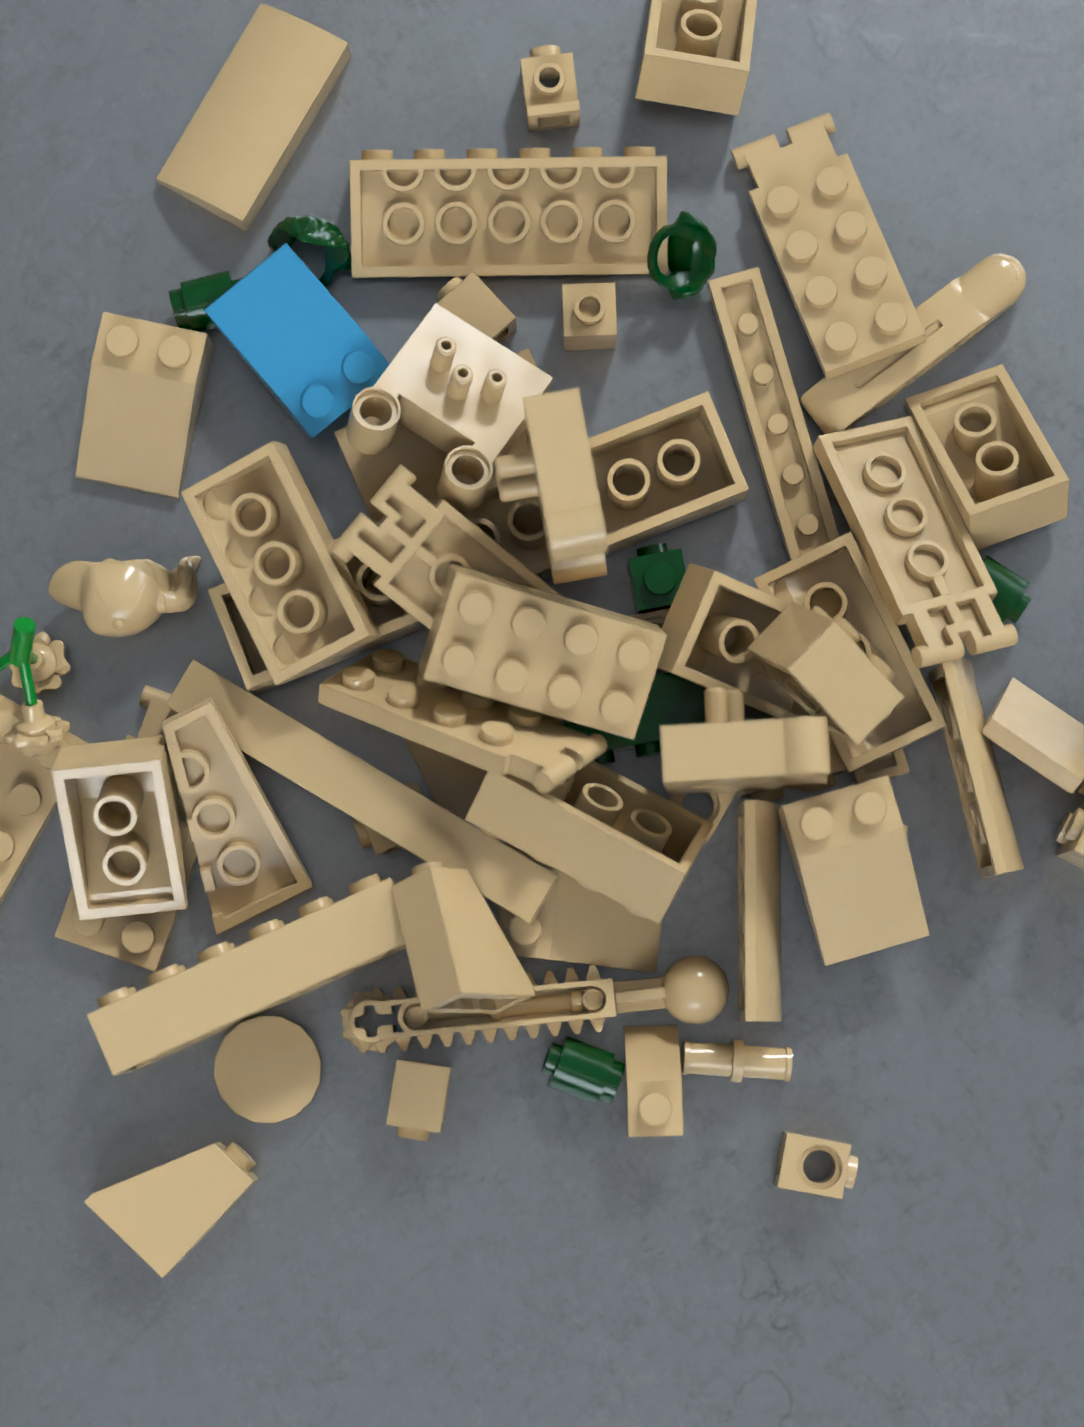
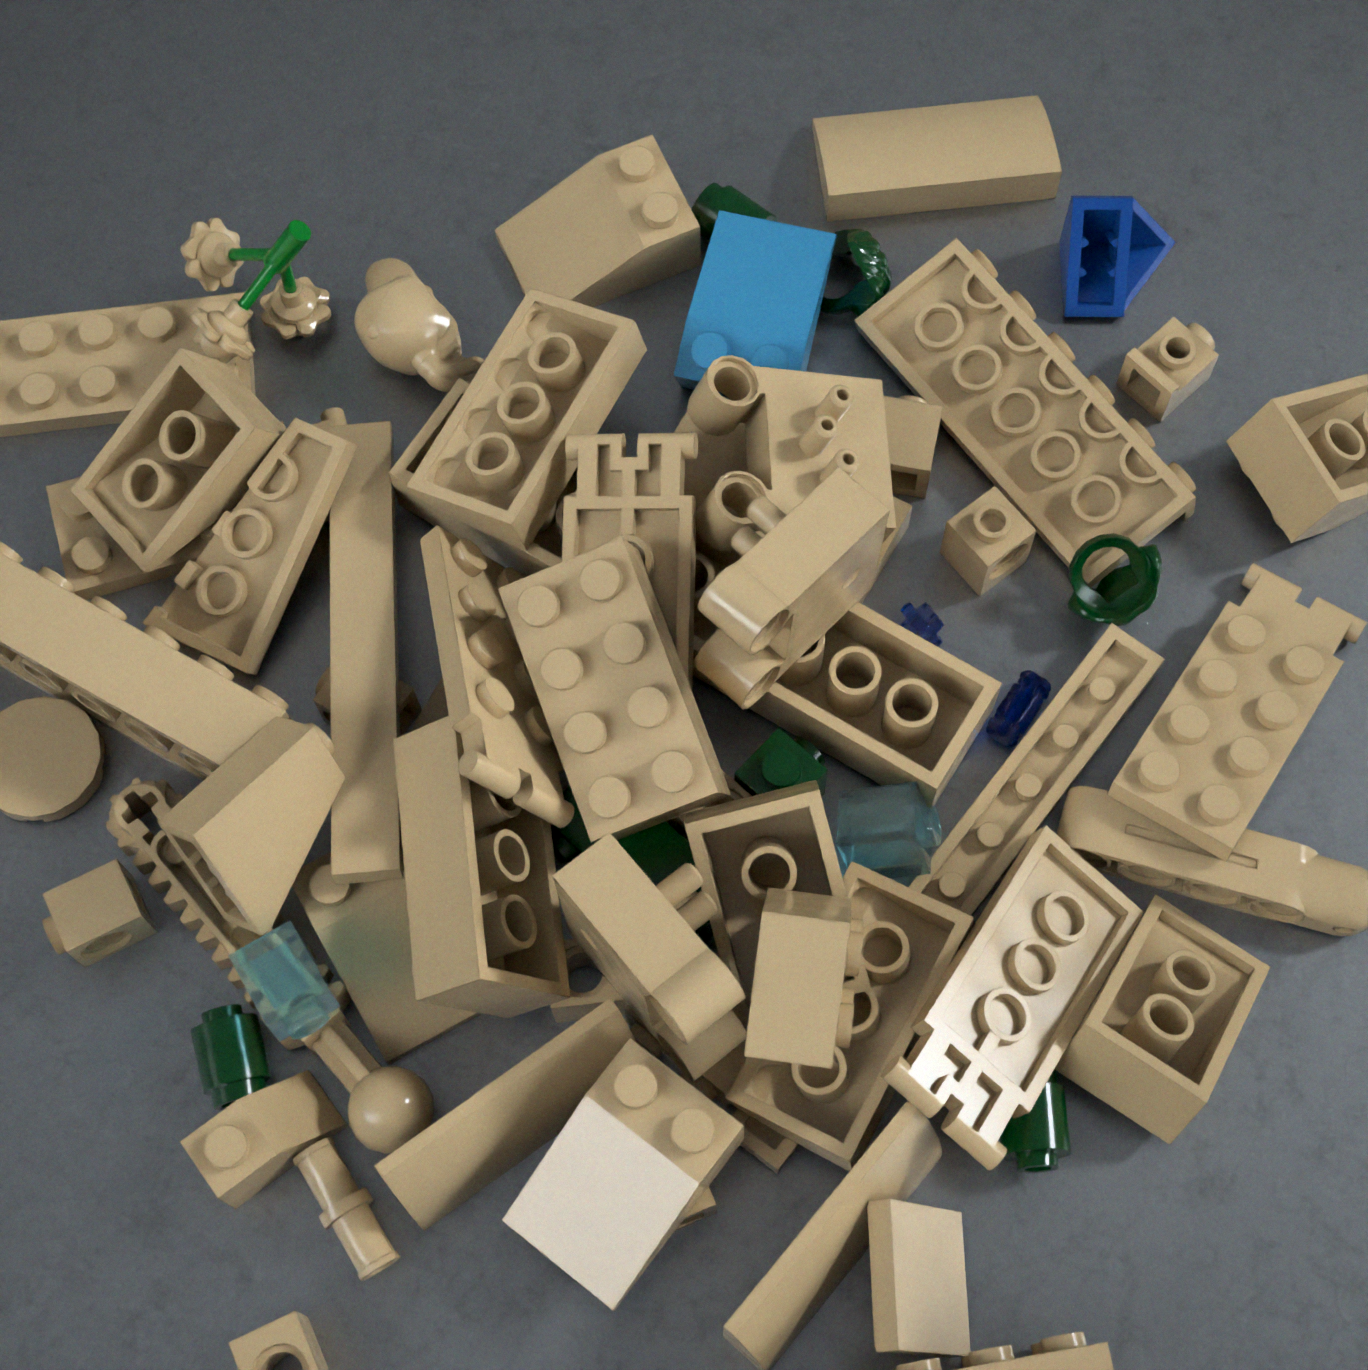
camera: 55 degrees right, 15 degrees down
(434, 65) = (1107, 254): none -> blue slope
(578, 1000) = (285, 983): none -> clear light blue brick
(616, 406) = (922, 622): none -> clear blue piece
(718, 383) = (1018, 708): none -> clear blue piece
(745, 539) = (888, 829): none -> clear light blue brick

